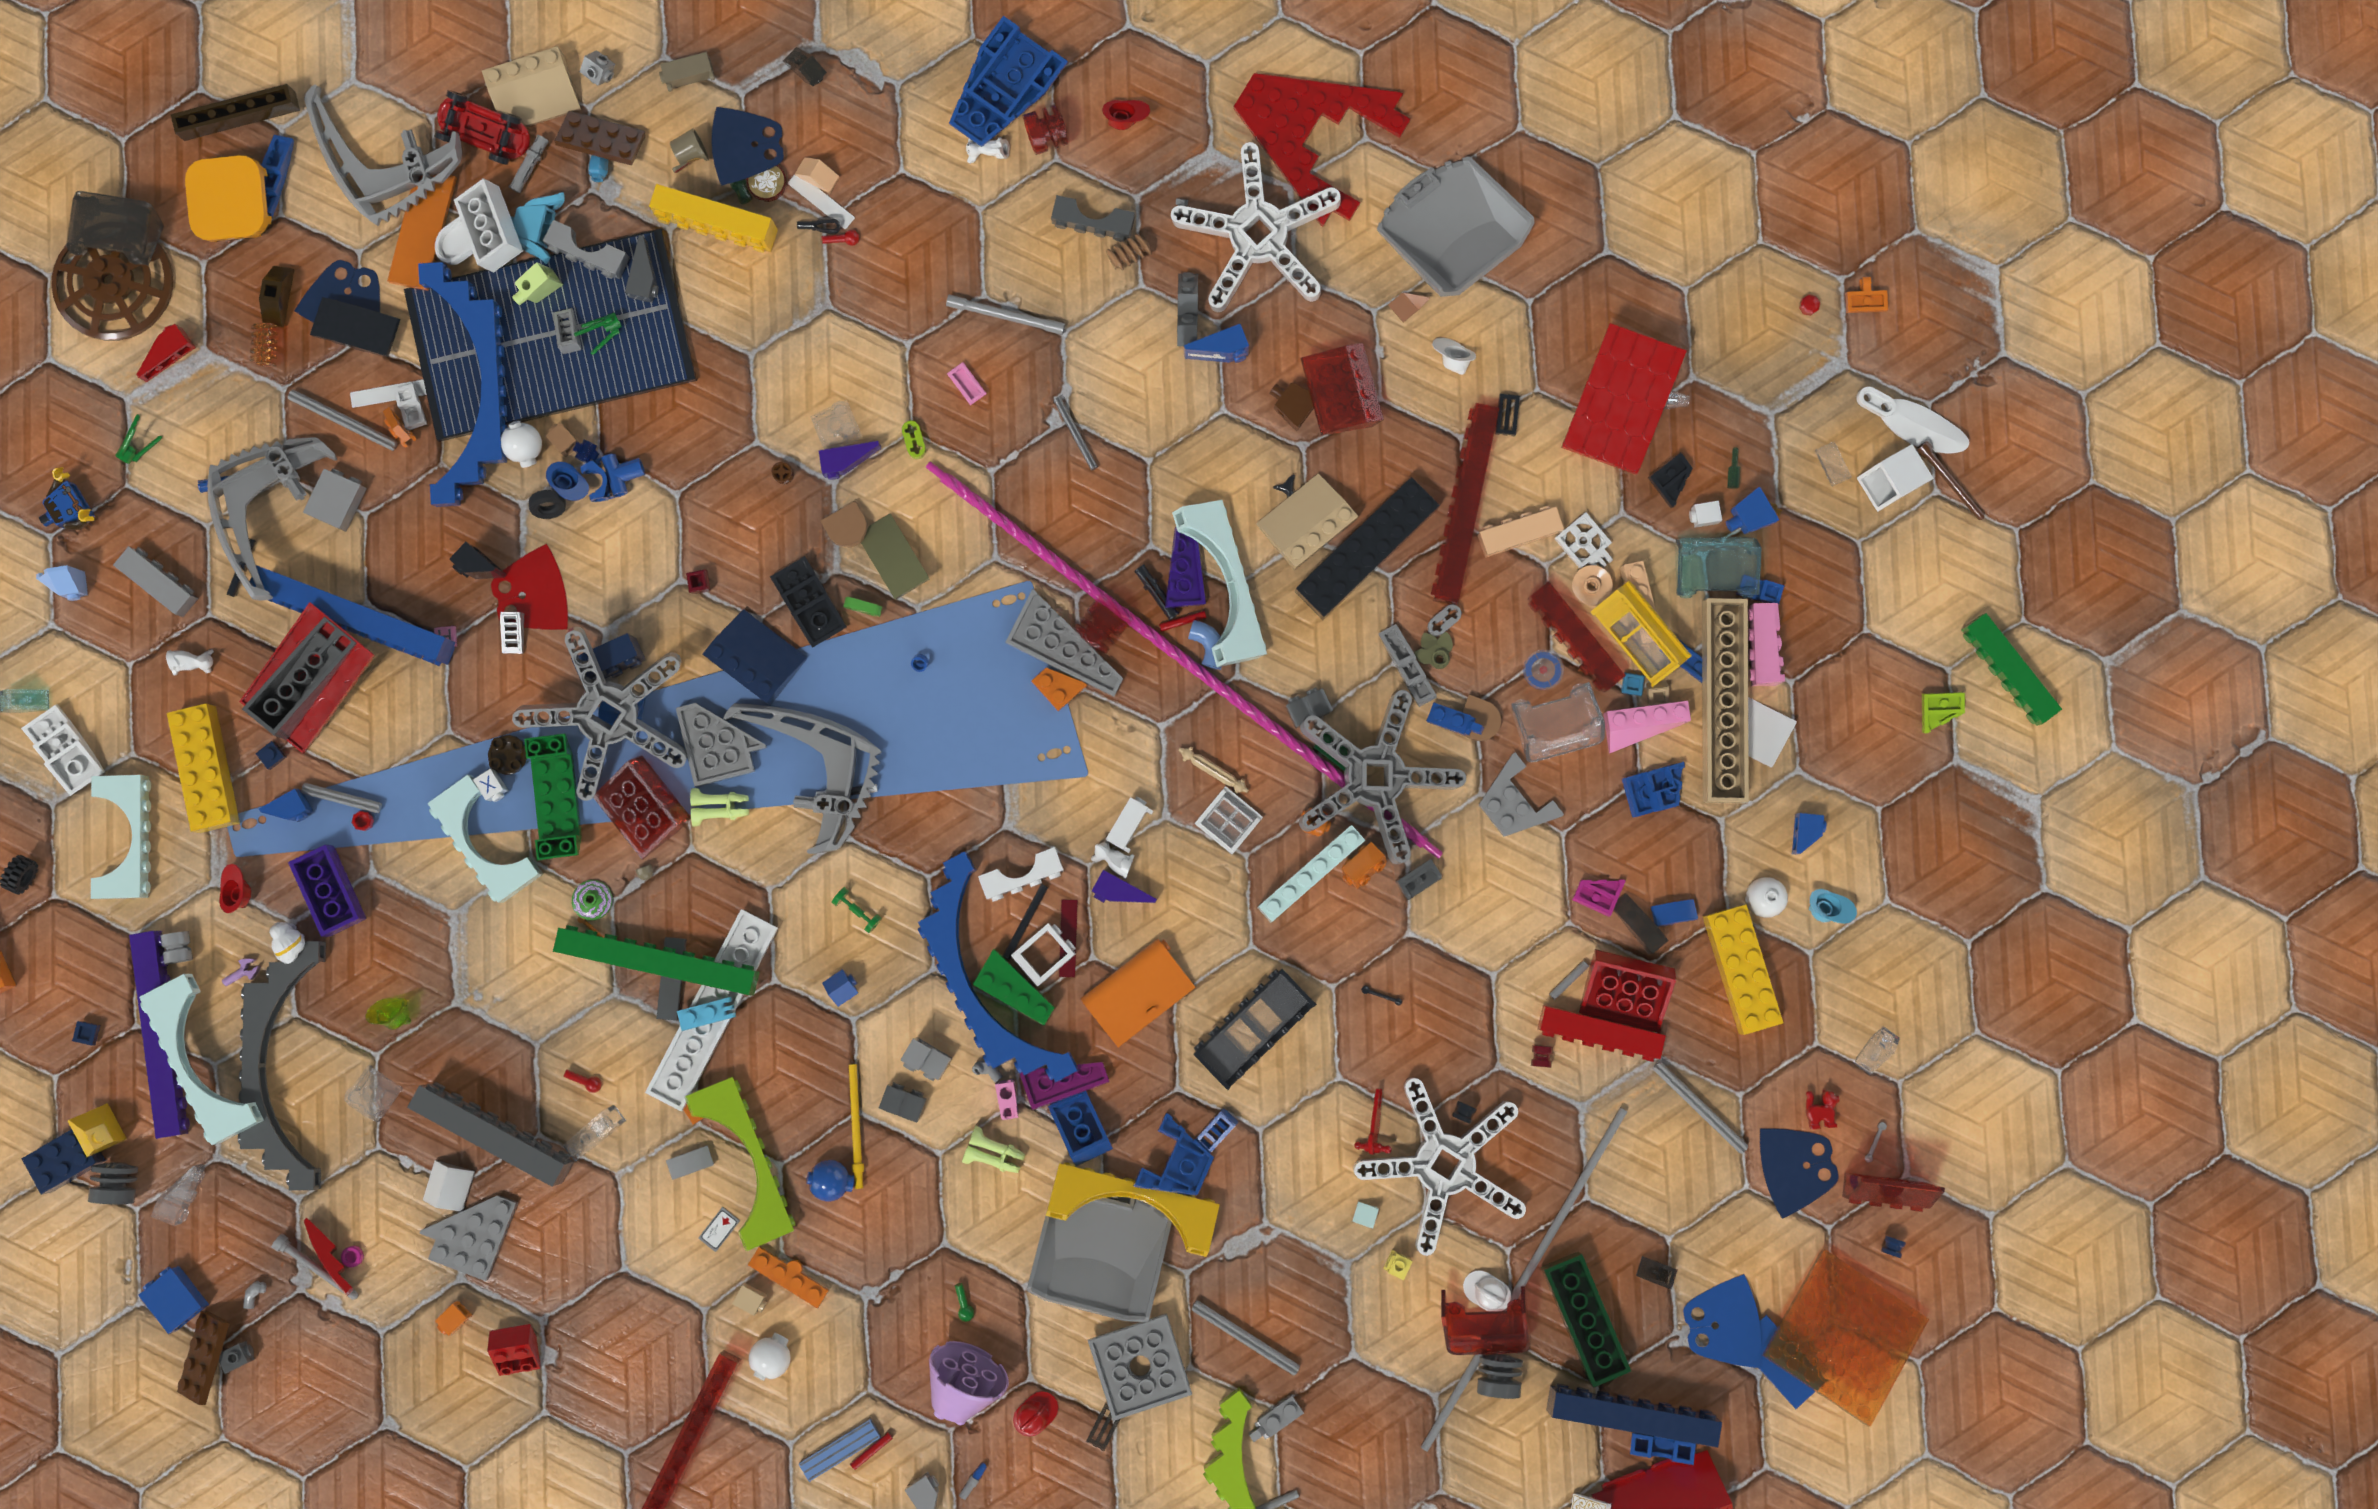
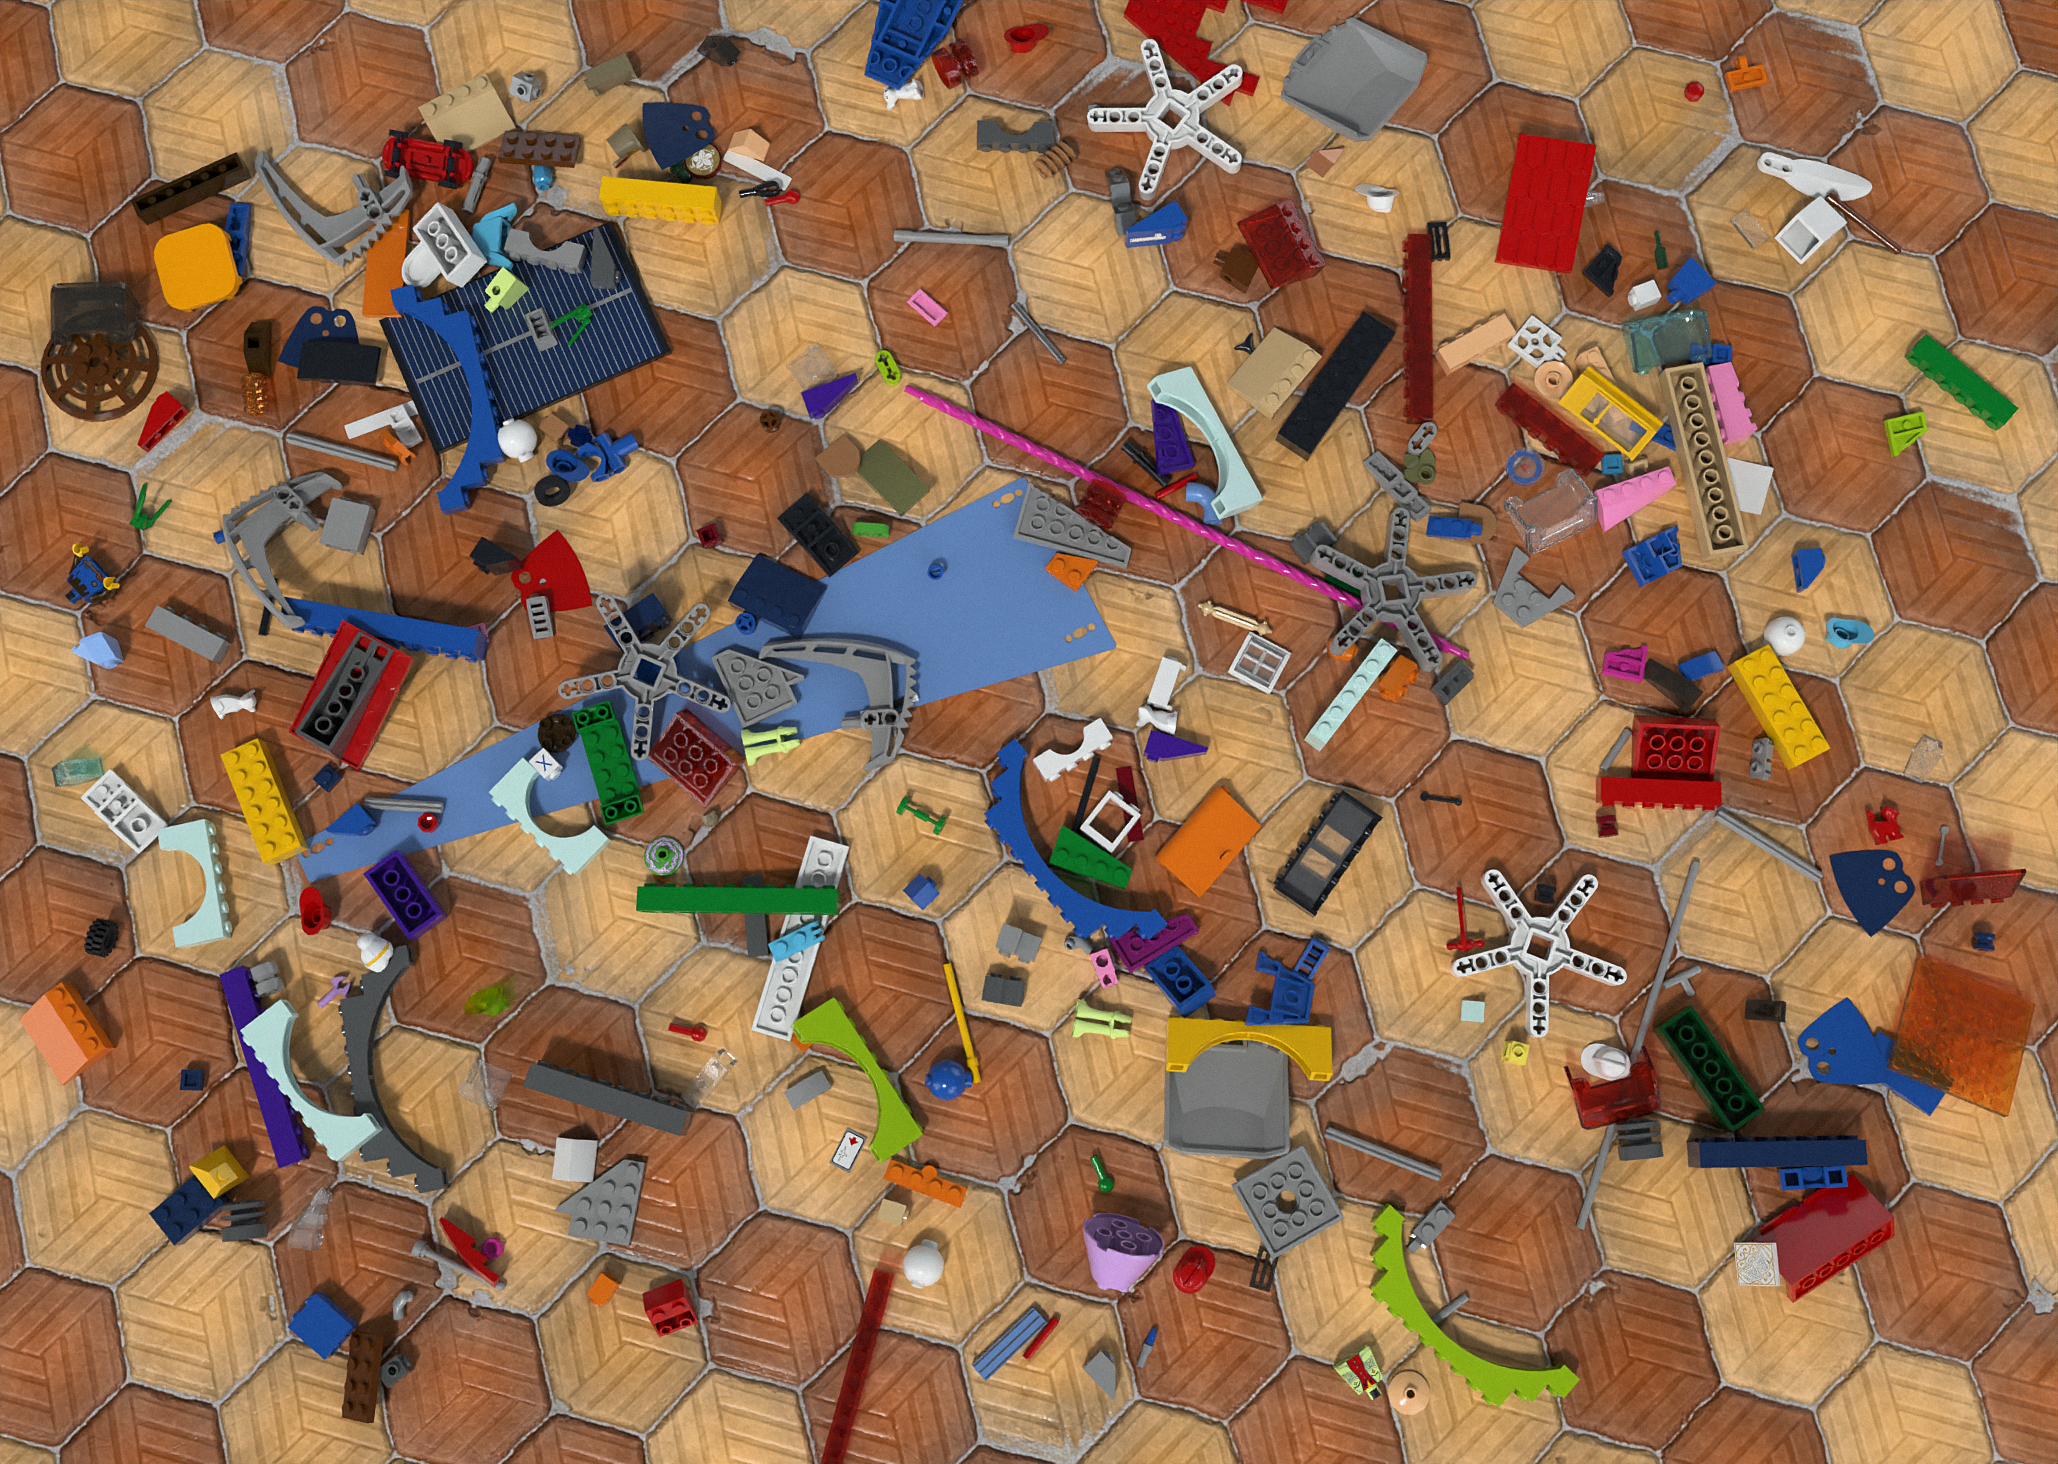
camera: 10 degrees left, 5 degrees down
(715, 676) = (743, 620): none -> blue wheel
(1583, 1224) = (1683, 979): none -> light grey piece
(1716, 1009) = (1761, 751): none -> light grey hinge

